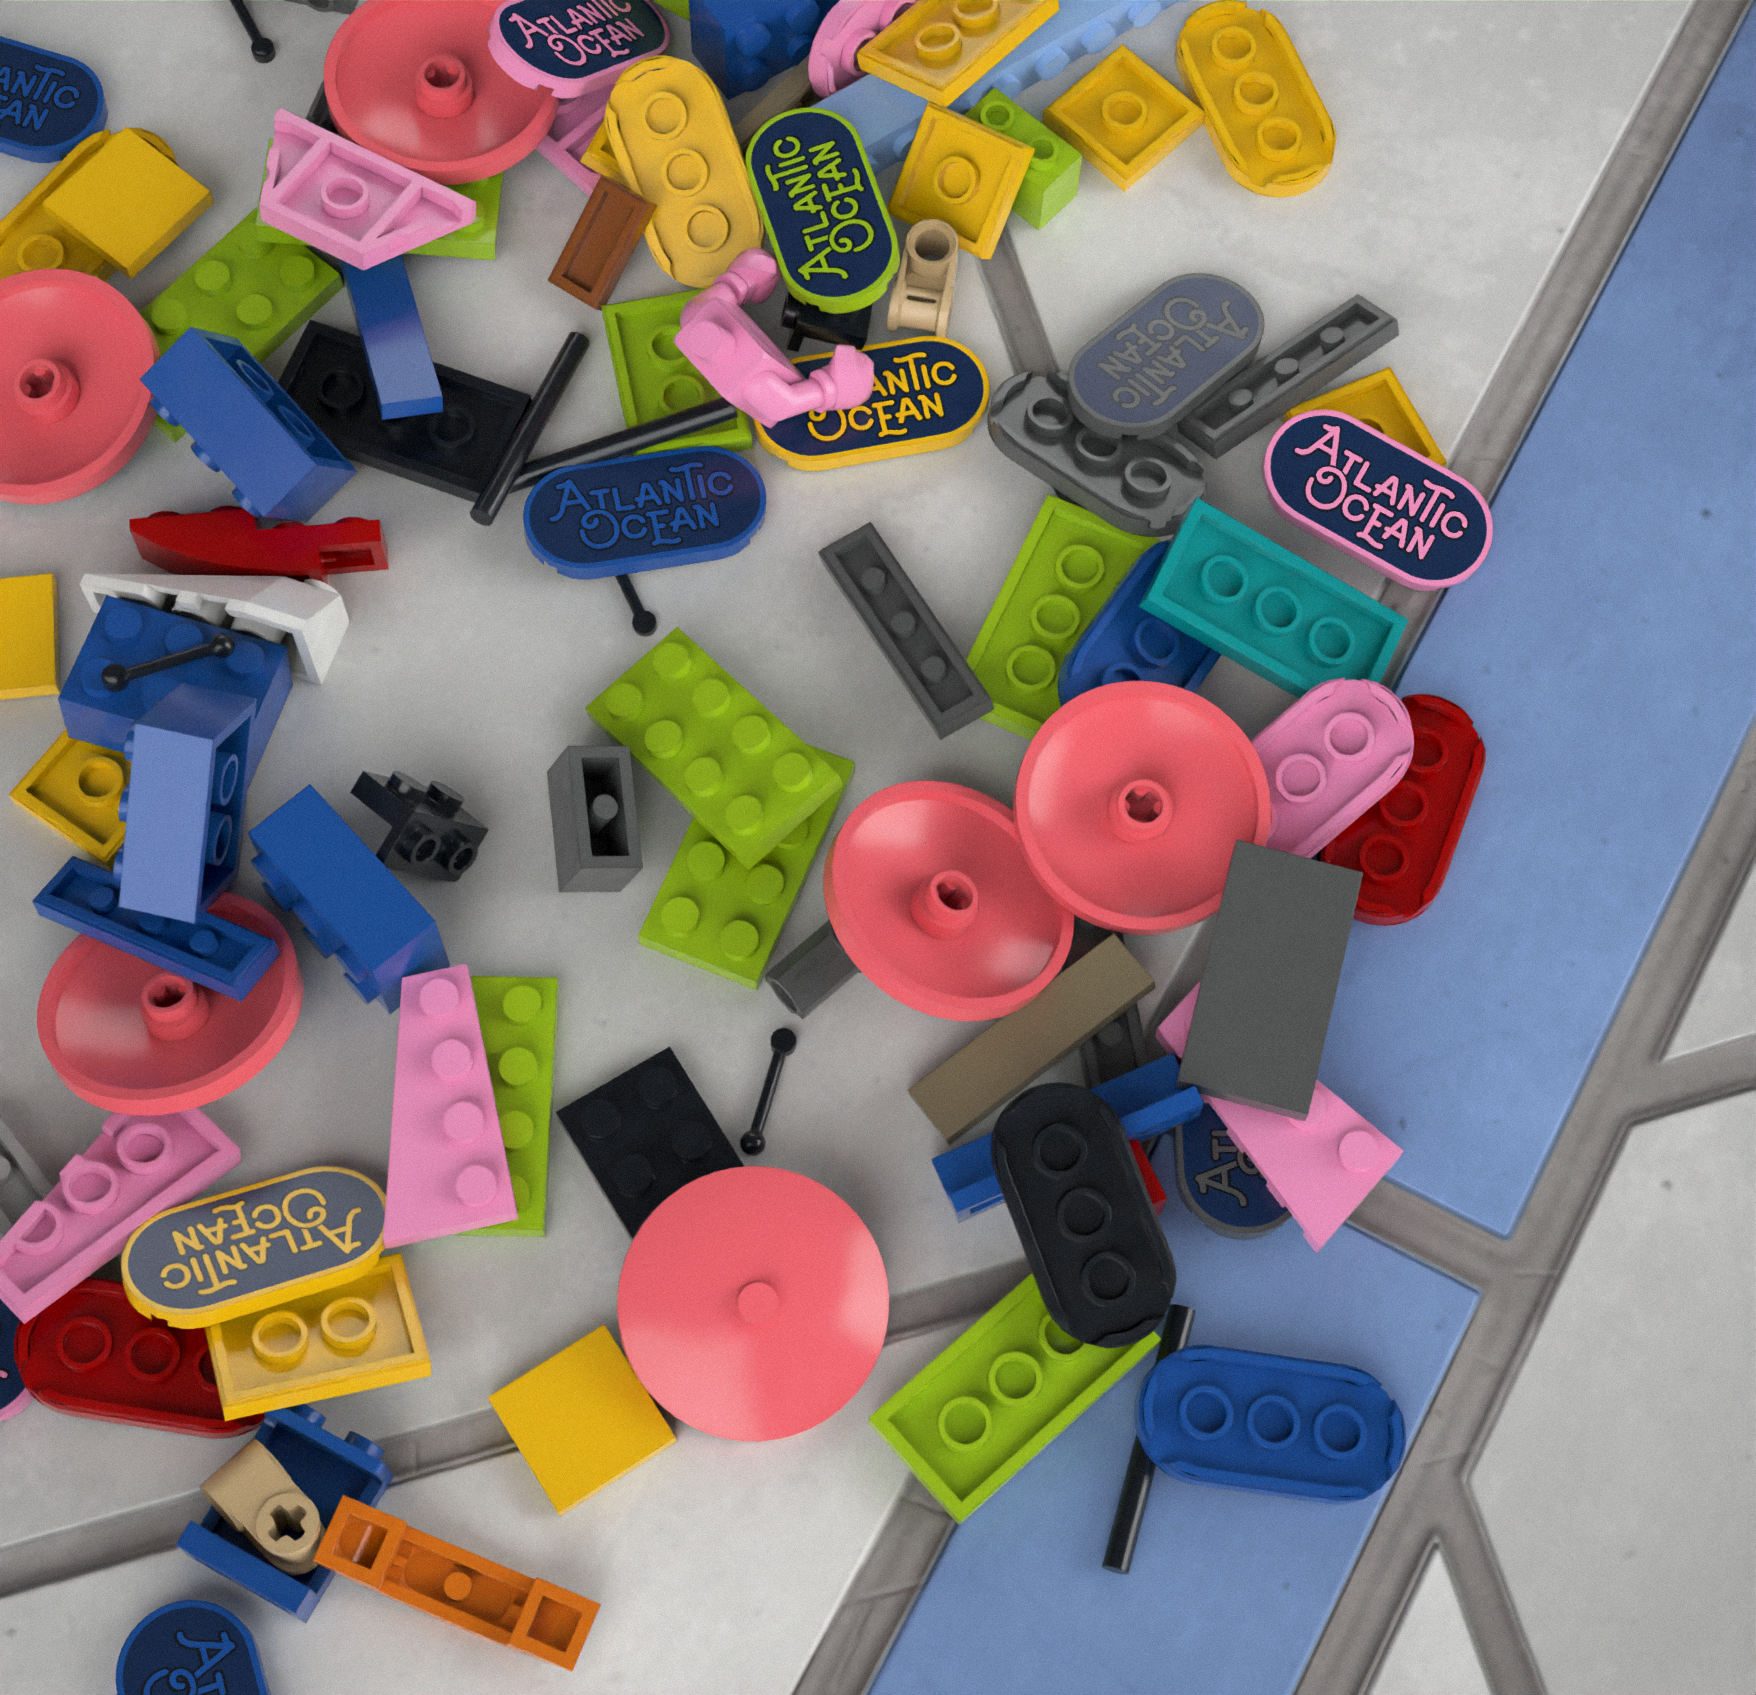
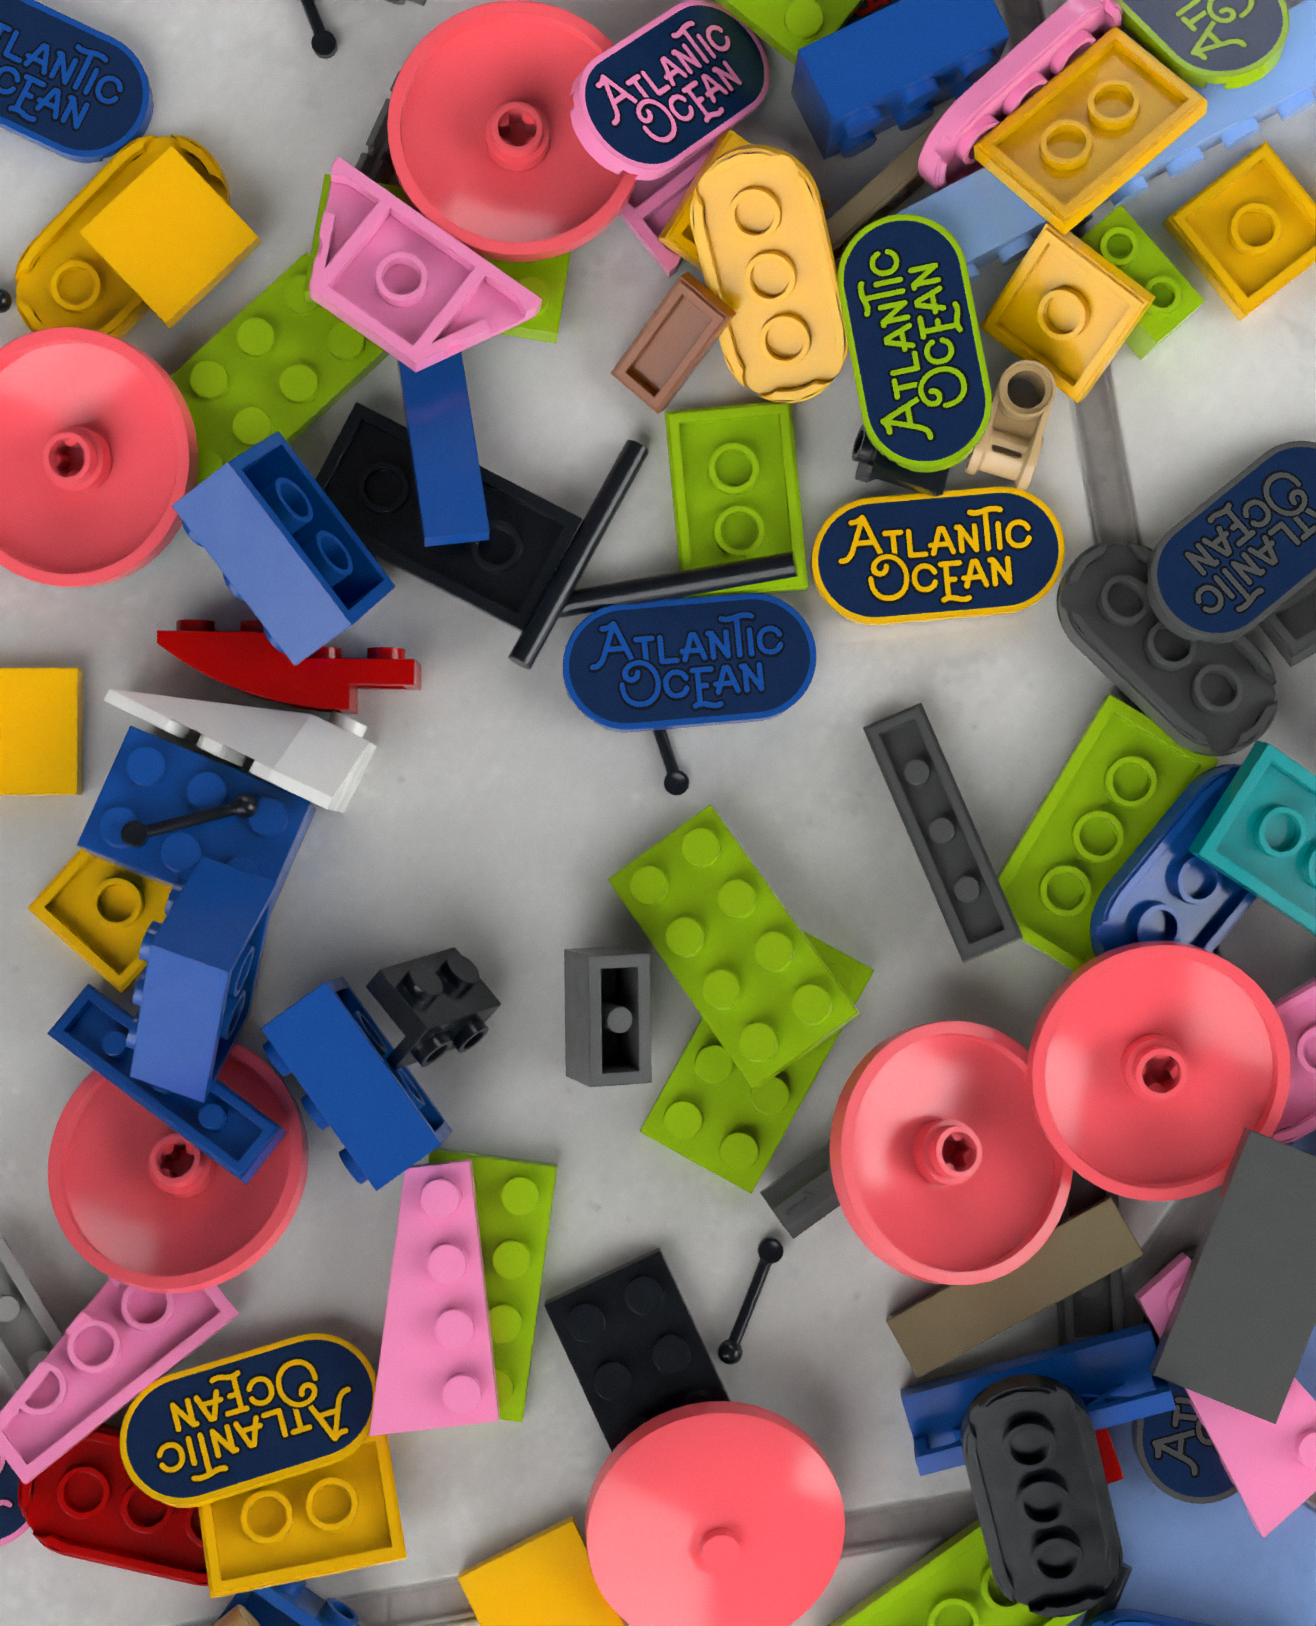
camera: 10 degrees right, 20 degrees up
(748, 365) = (808, 516): bright pink torso -> none

